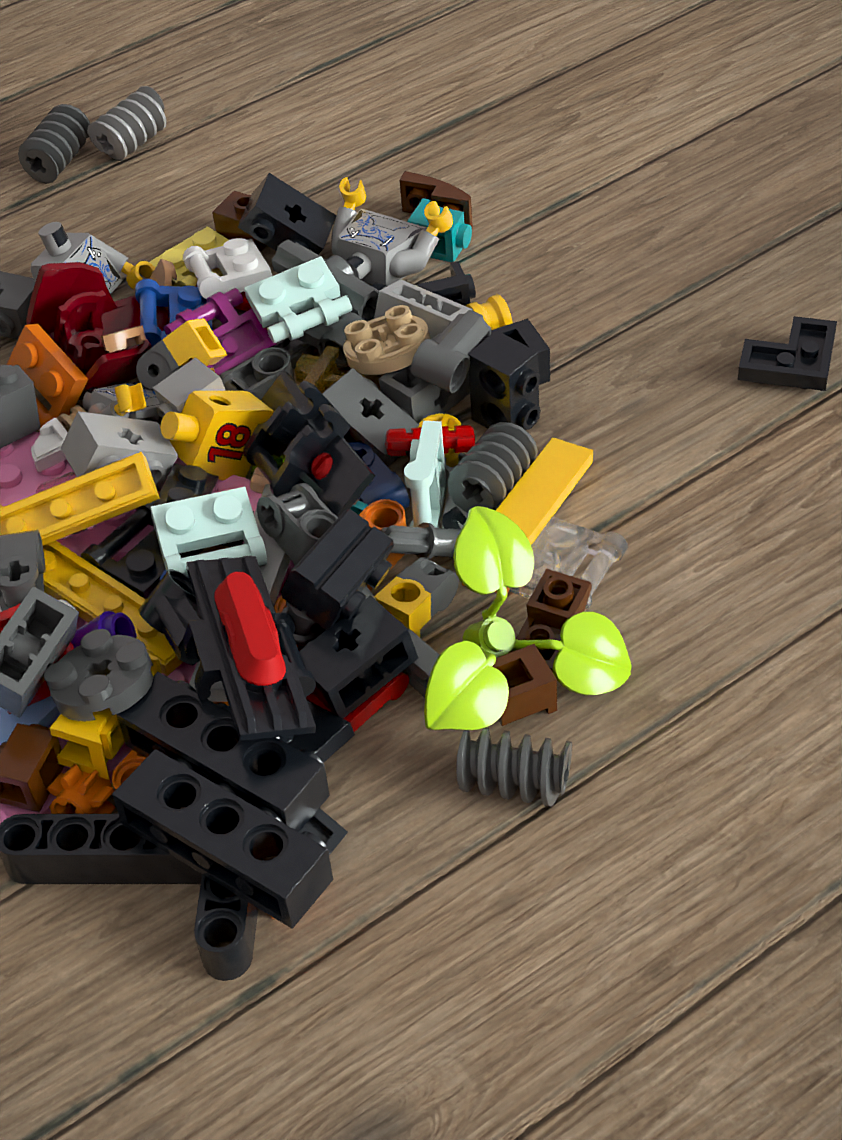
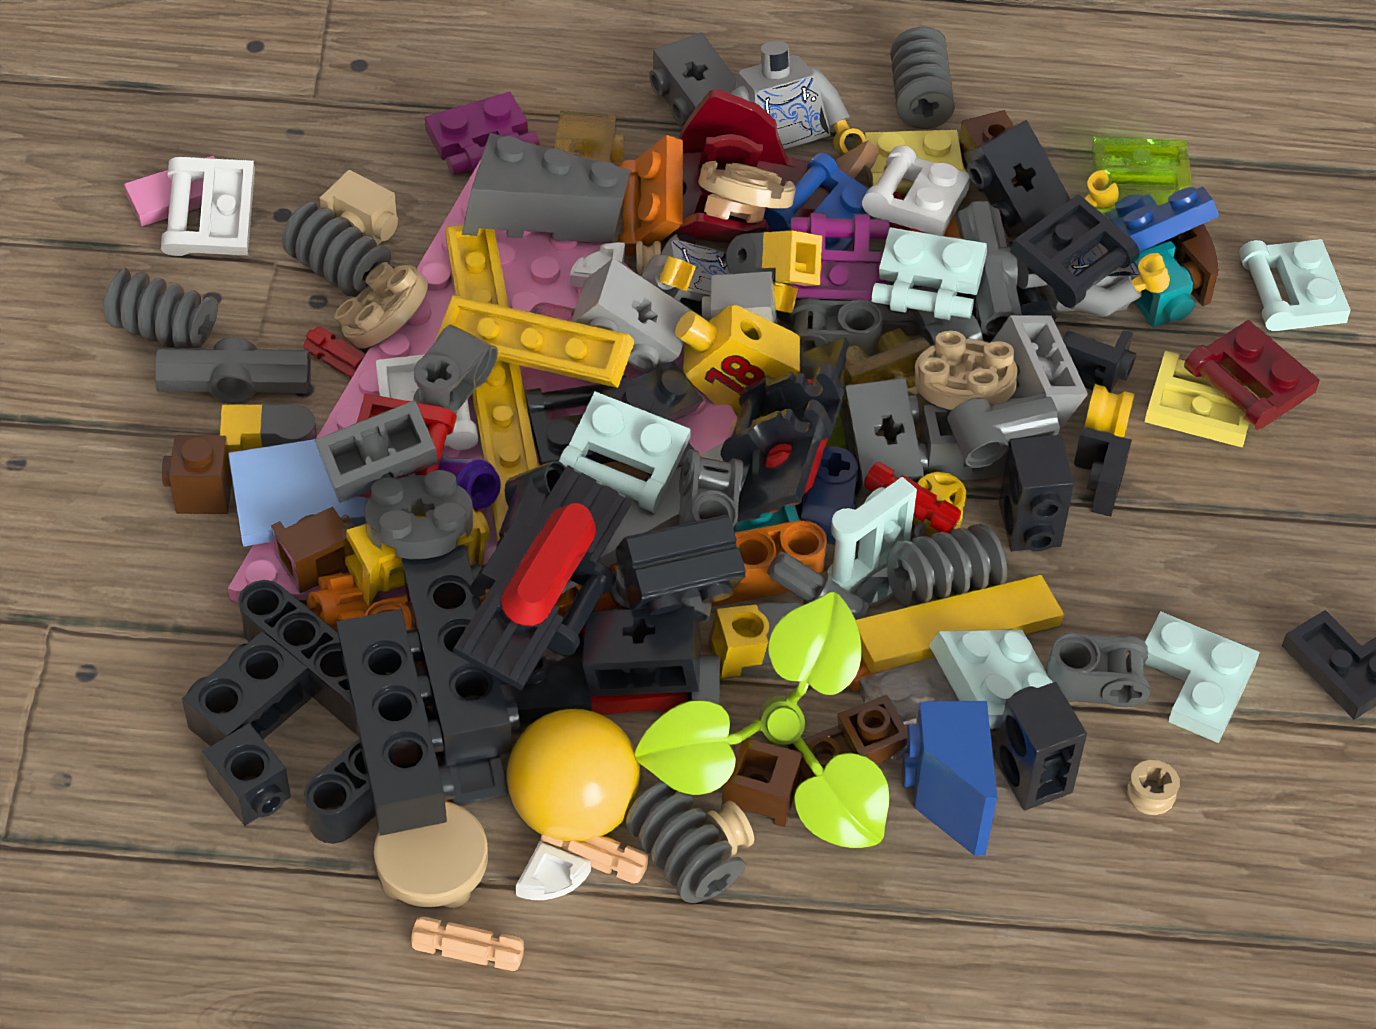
camera: 35 degrees right, 5 degrees up
(81, 918) = (251, 700): none -> black brick
(115, 321) = (747, 185): none -> tan tile
(116, 957) = (243, 756): none -> black brick
(153, 209) = (922, 77): none -> dark grey piece
(342, 925) = (434, 862): none -> tan tile
(357, 166) = (1142, 163): none -> clear neon green plate
(363, 229) = (1065, 238): none -> black plate
(389, 779) = (573, 775): none -> yellow piece
(405, 194) = (1153, 224): none -> blue plate
(426, 959) = (467, 943): none -> light nougat axle
(433, 863) = (551, 873): none -> white tile
(448, 823) = (606, 855): none -> light nougat axle
(514, 184) = (1307, 278): none -> light aqua plate
(533, 724) = (732, 826): none -> tan bush
(535, 277) = (1194, 405): none -> light yellow plate
(554, 238) = (1260, 366): none -> dark red plate
(600, 511) = (988, 666): none -> light aqua plate
(648, 581) = (953, 770): none -> blue slope
(651, 467) = (1100, 669): none -> dark grey piece
(677, 526) = (1040, 745): none -> black brick
(711, 419) = (1212, 671): none -> light aqua plate
(757, 521) = (1151, 802): none -> tan bush

